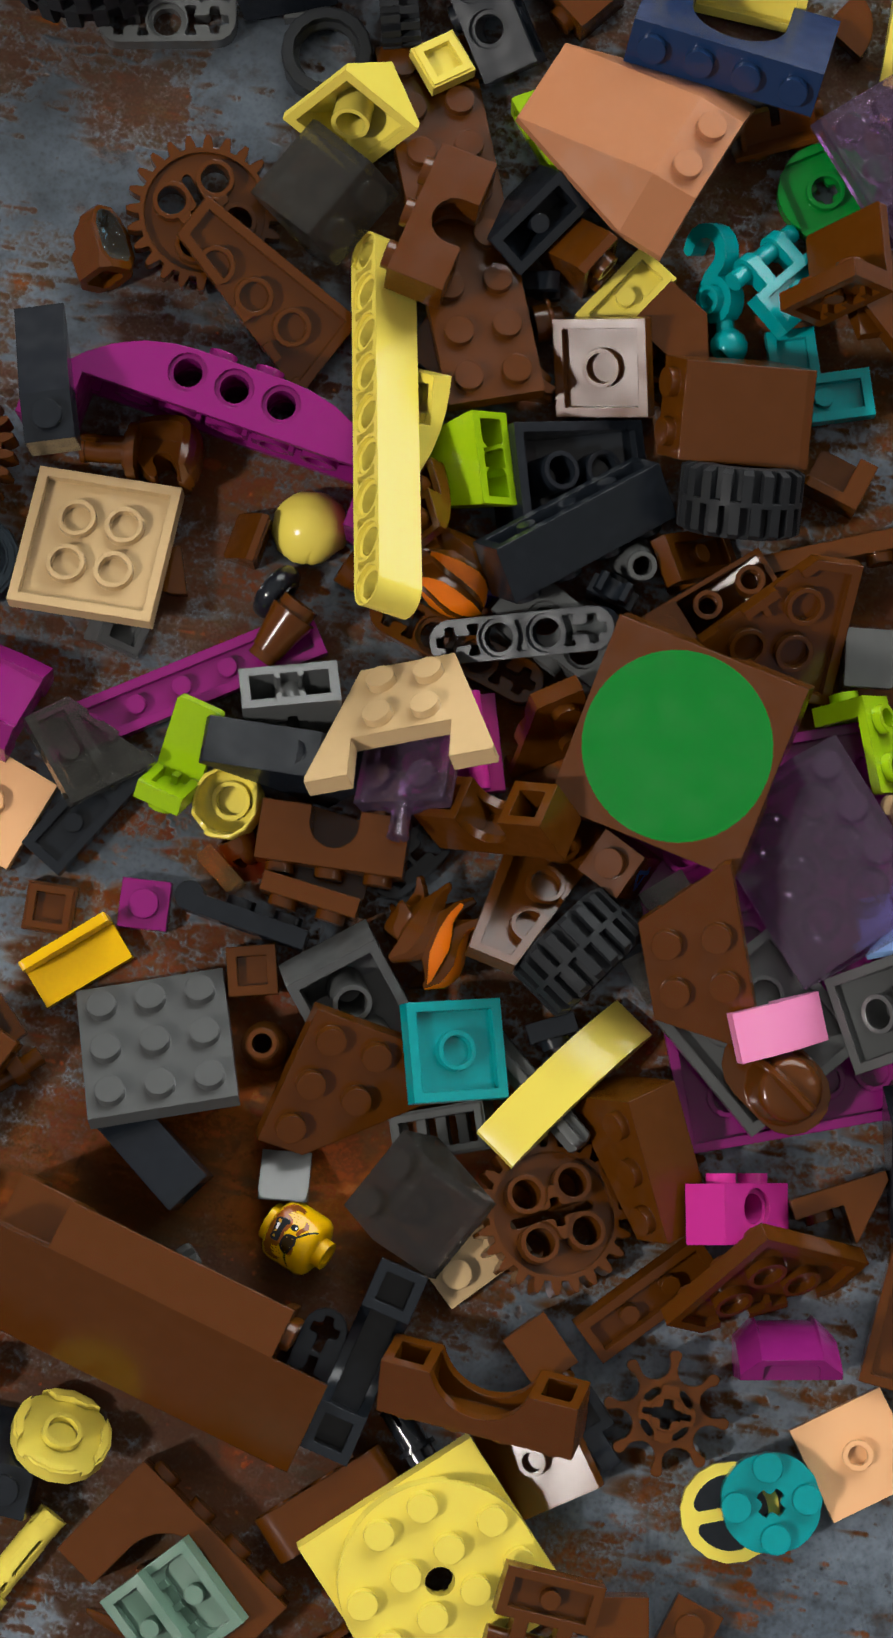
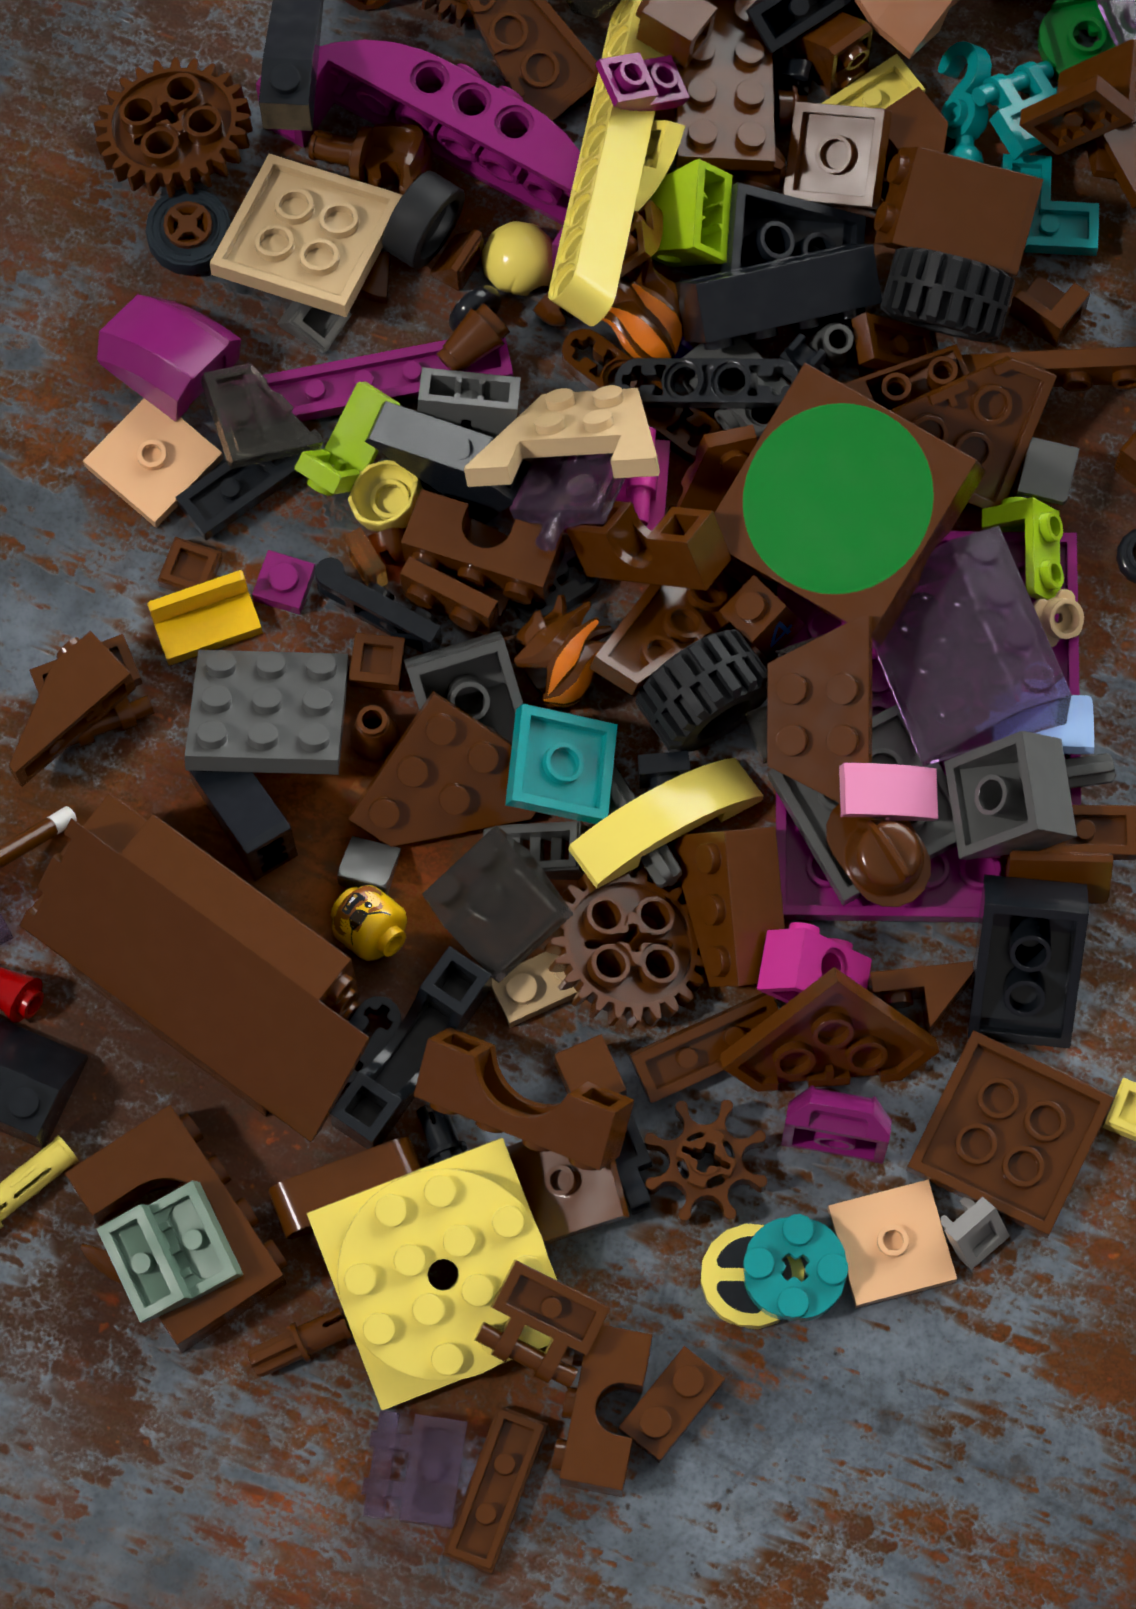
camera: 10 degrees right, 10 degrees down
(60, 1436) = (92, 1067): light yellow tile -> none
(208, 511) = (423, 219): none -> black tyre
(400, 339) = (641, 83): none -> magenta slope

